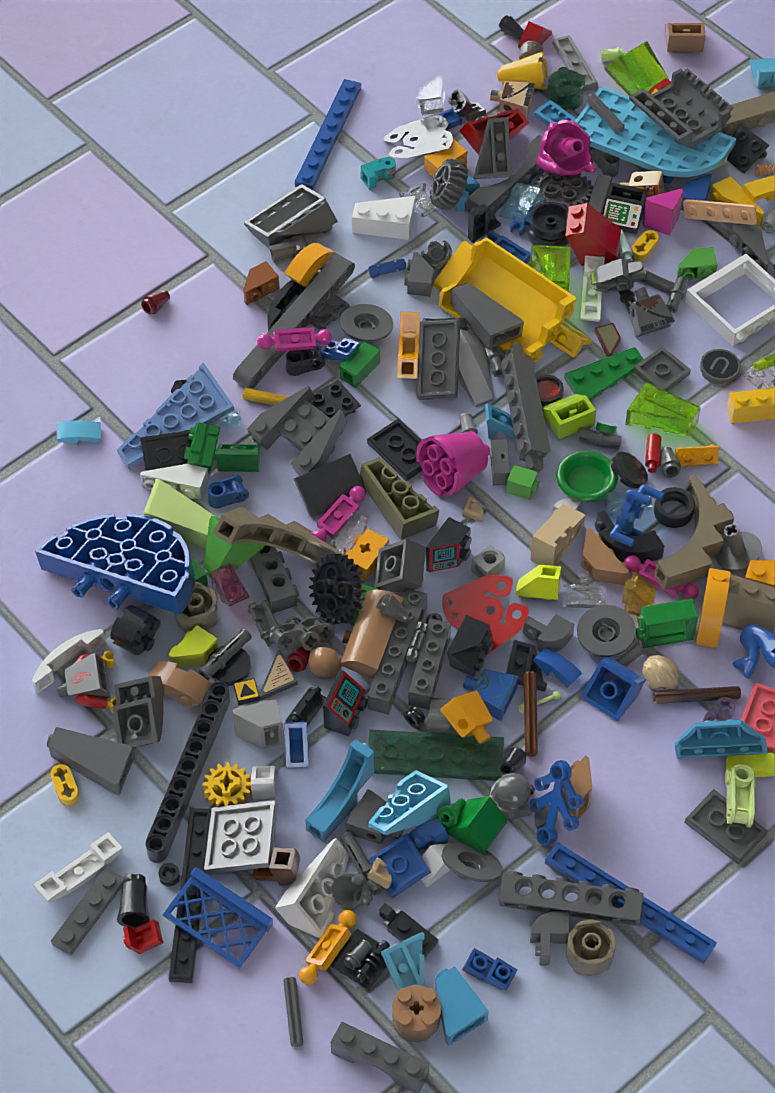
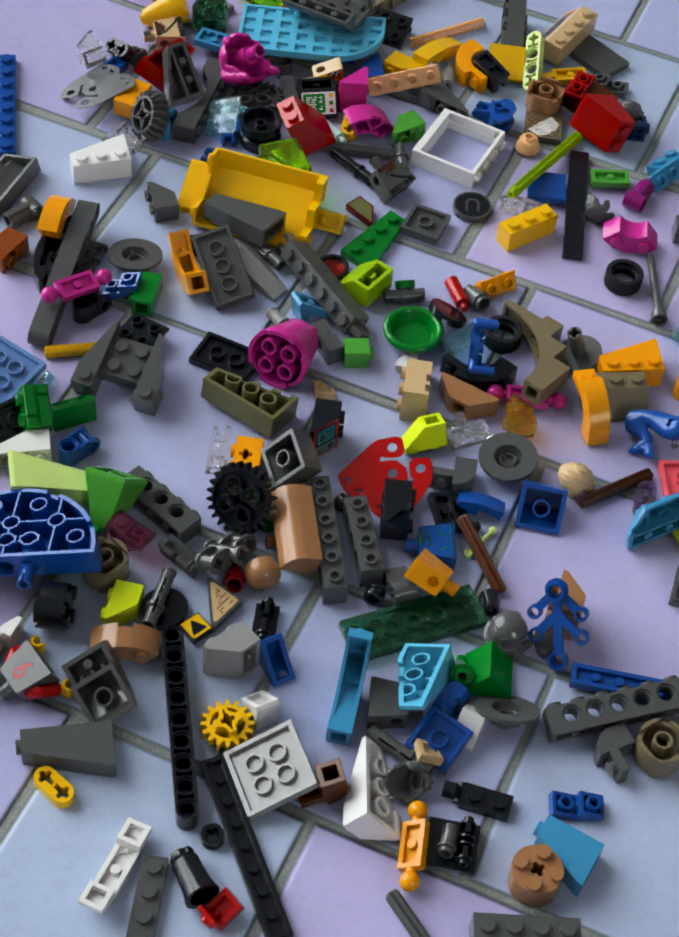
camera: 30 degrees left, 5 degrees down
(231, 901) = (295, 837): blue fence -> none
(293, 537) = (130, 466): dark tan arch -> none
(315, 219) = (36, 178): dark grey slope -> none
(327, 483) = (178, 408): black tile -> none
(338, 514) = (199, 435): dark pink plate -> none
(344, 704) = (304, 606): slope -> none
(377, 171) = (72, 124): teal leg -> none
(387, 267) = (125, 204): blue axle -> none
(392, 607) = (308, 496): dark grey cone -> none
(406, 961) = (499, 831): medium azure wing -> none
(416, 642) = (344, 522): dark grey axle -> none
(437, 254) = (170, 179): dark grey hair -> none
(481, 222) = (195, 141): black wing -> none
(489, 555) = (365, 432): light grey brick -> none
(591, 298) = (320, 163): white slope -> none
(605, 113) = (262, 22): dark grey axle -> none
(617, 276) = (346, 153): dark grey hinge -> none
(661, 245) = (368, 120): none -> dark pink brick
(662, 410) = (448, 255): clear neon green wedge -> none
(667, 623) = (560, 431): green window -> none

